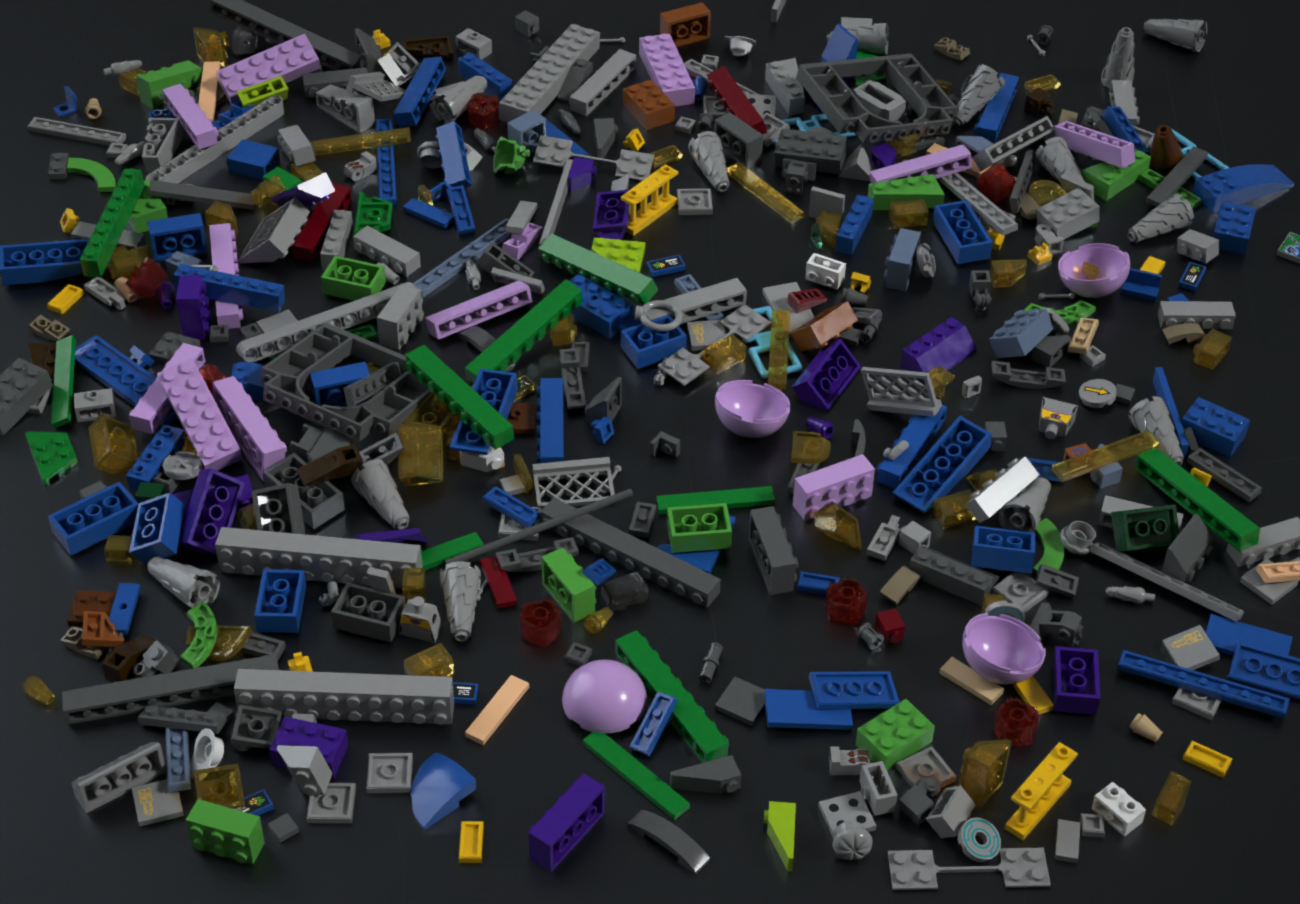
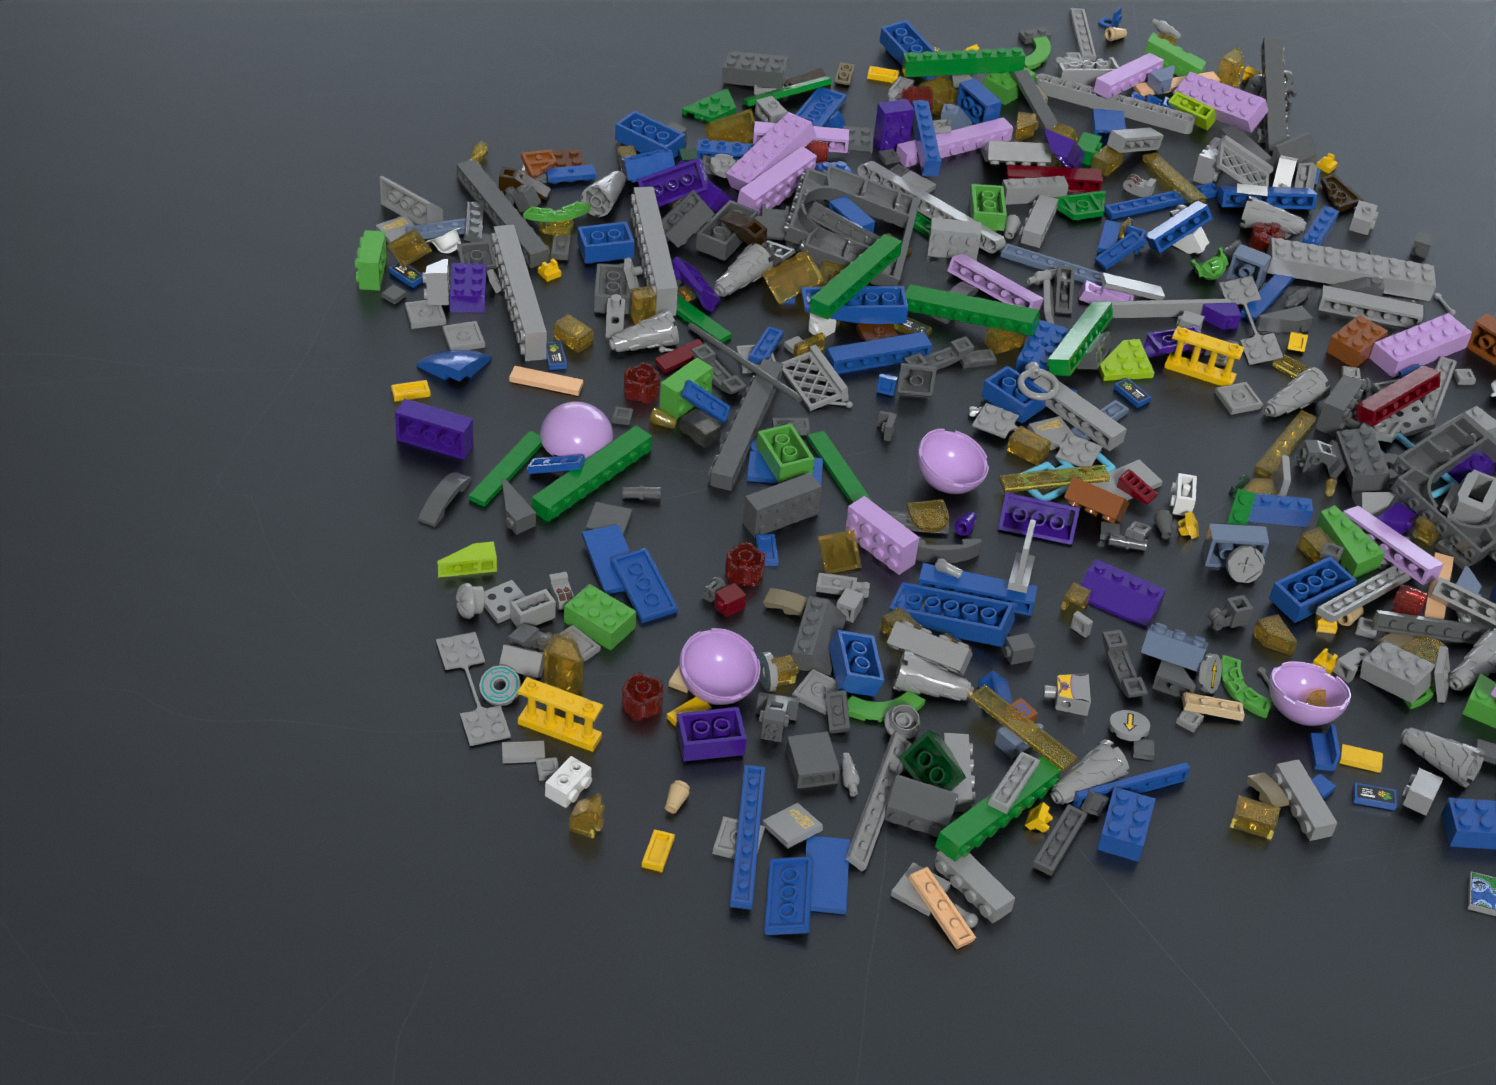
camera: 70 degrees right, 0 degrees up
(210, 96) = (1161, 79): none -> sand blue slope
(414, 94) = (1252, 189): none -> white sticker
(585, 197) = (1190, 319): none -> light grey brick
(830, 182) = (1330, 486): none -> clear yellow tile
(865, 246) = (1241, 508): none -> green plate
(926, 204) = (1331, 550): none -> dark grey tile
(1112, 615) = (812, 760): none -> dark grey brick
(1177, 477) = (1013, 782): none -> light grey tile

